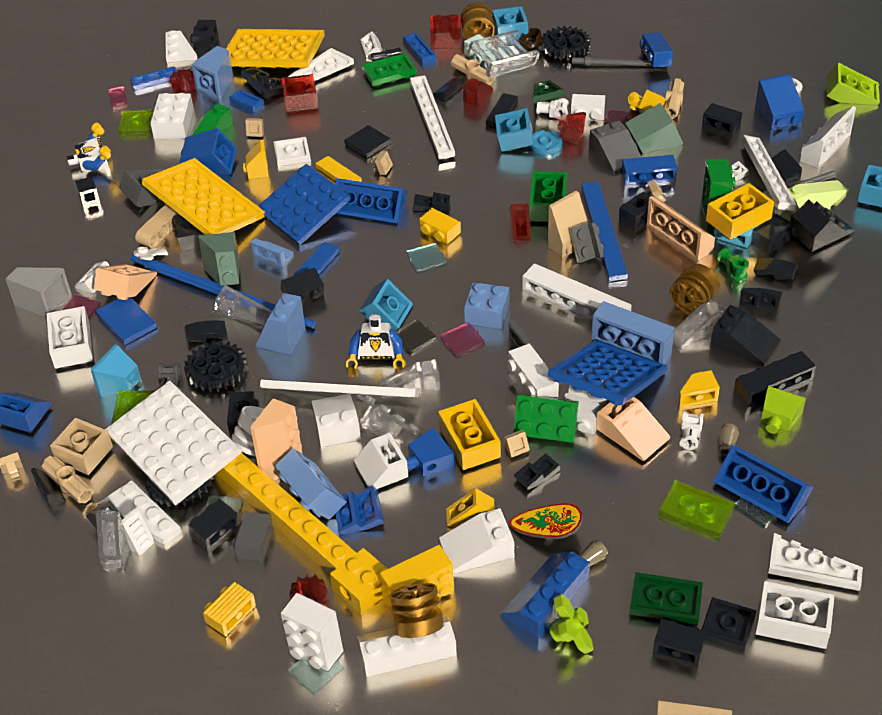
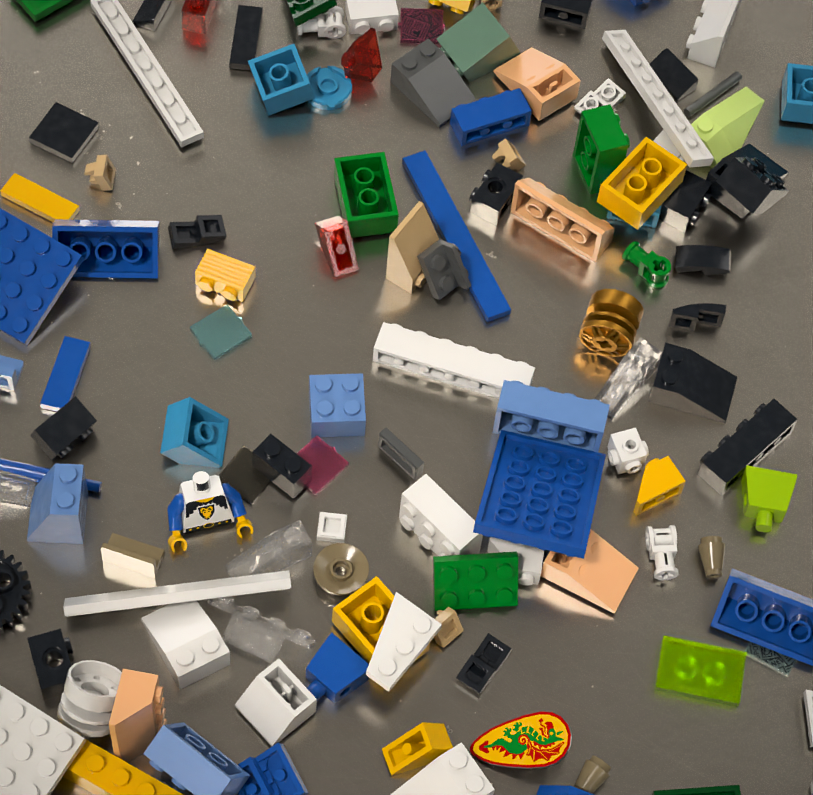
camera: 25 degrees left, 15 degrees up
(319, 364) = (132, 555): none -> dark tan panel
(436, 330) = (282, 466): none -> black brick
(454, 394) = (344, 558): none -> dark tan dish
(459, 374) = (331, 527): none -> white tile
(477, 438) = (401, 641): none -> white wing
(682, 364) = (627, 451): none -> white brick
(689, 156) = (542, 79): none -> light nougat slope

